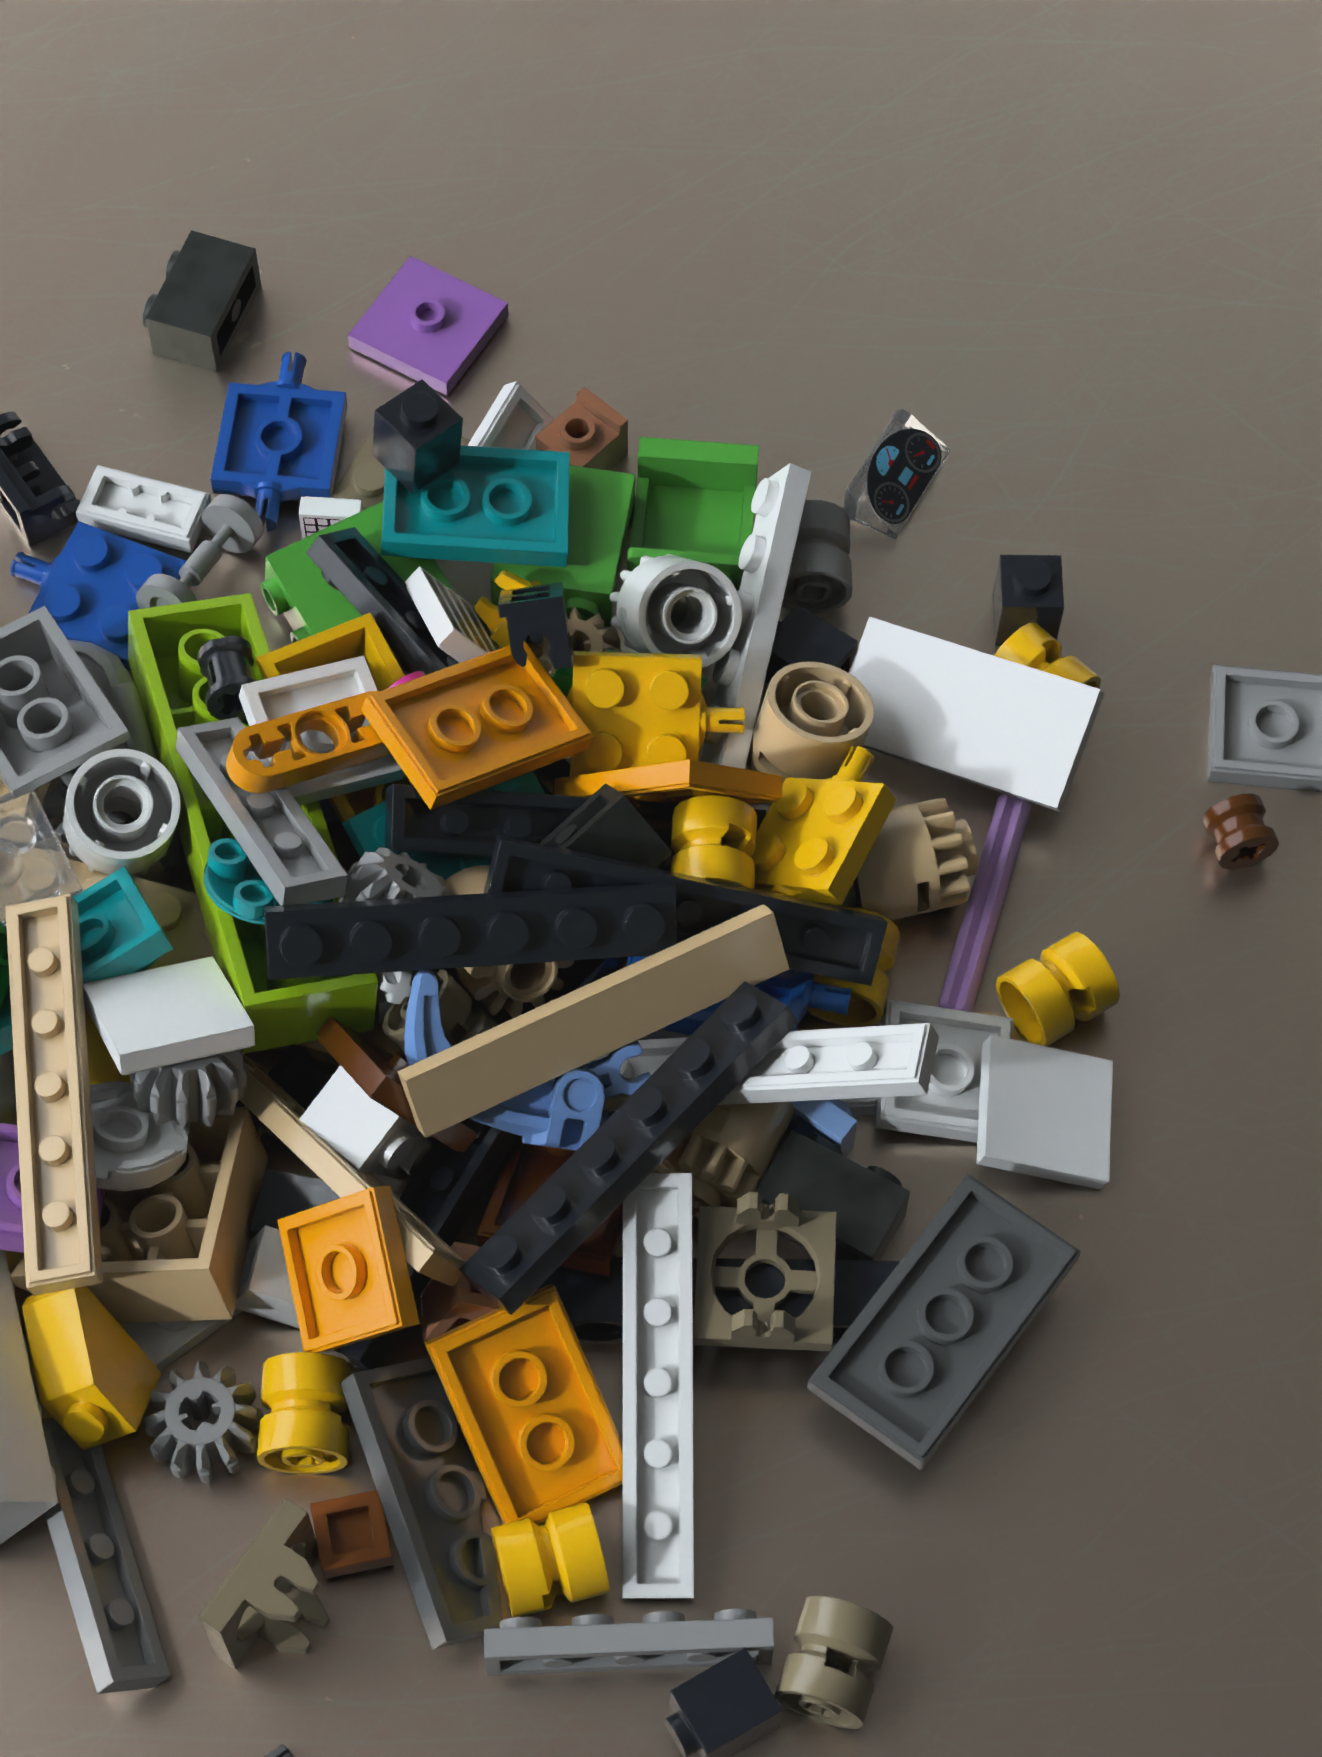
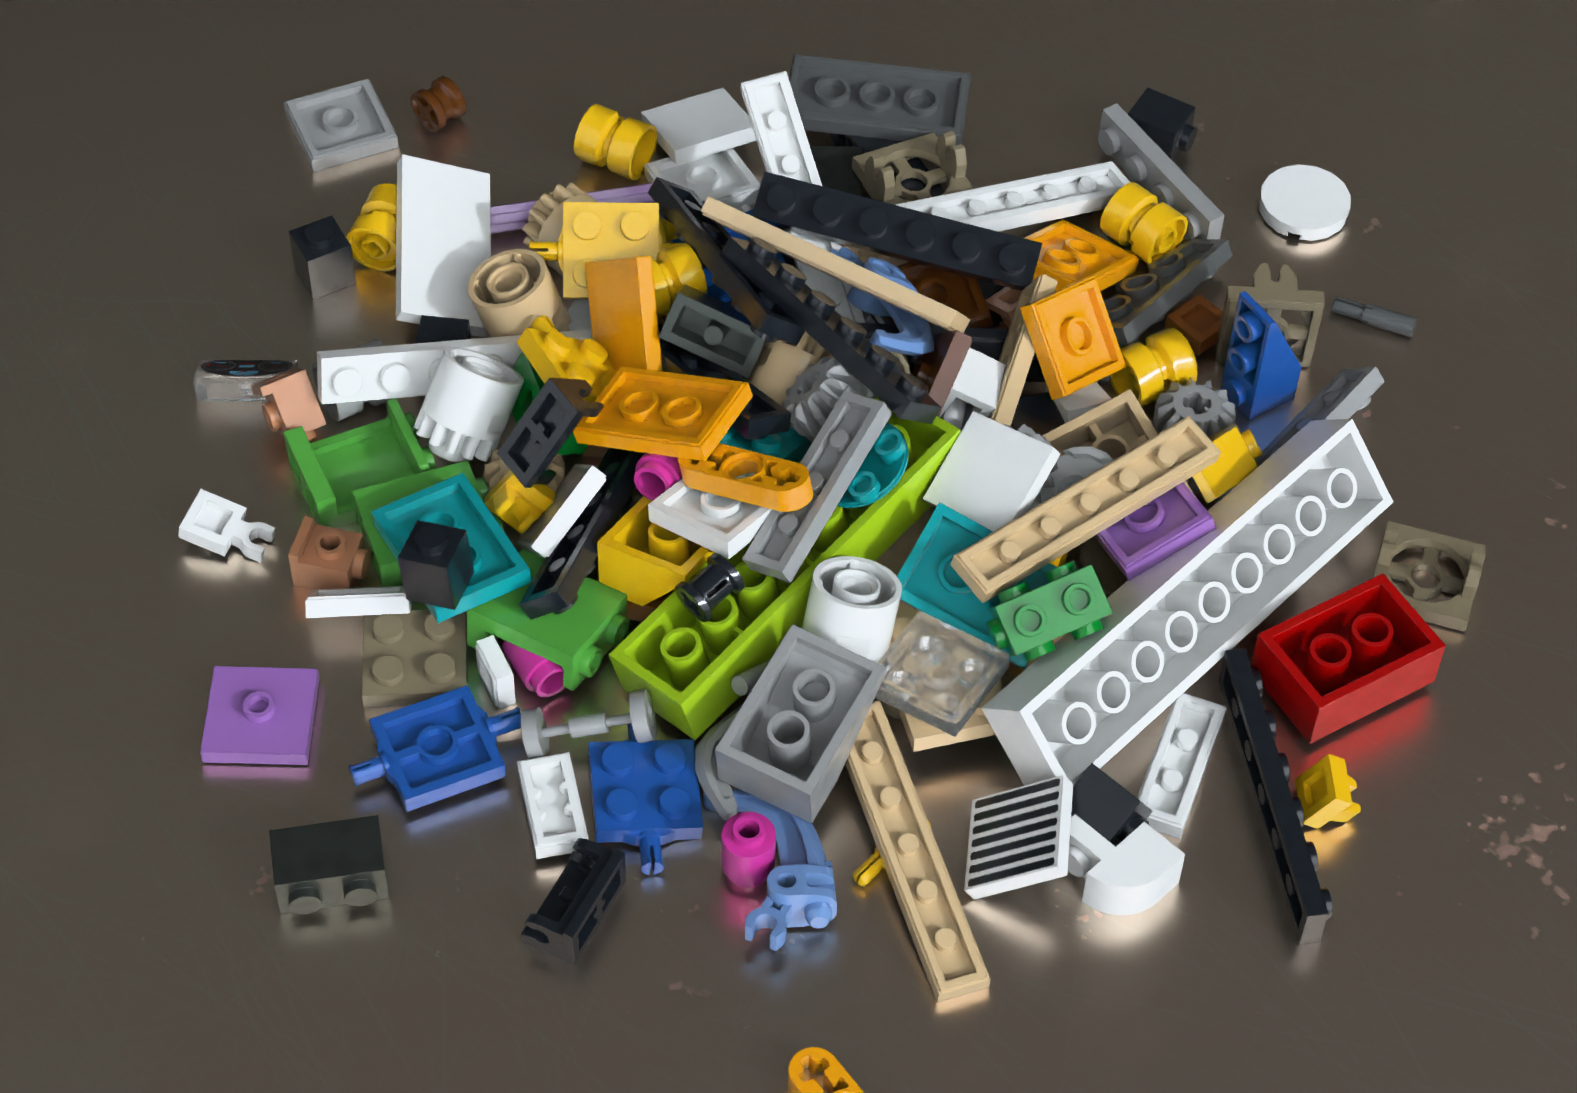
camera: 120 degrees left, 10 degrees down
(202, 1516) = (1259, 362): none -> blue slope
(687, 369) = (221, 523): none -> white plate
(824, 456) = (290, 402): none -> brick
(842, 1638) = (1092, 89): dark tan wheel -> none

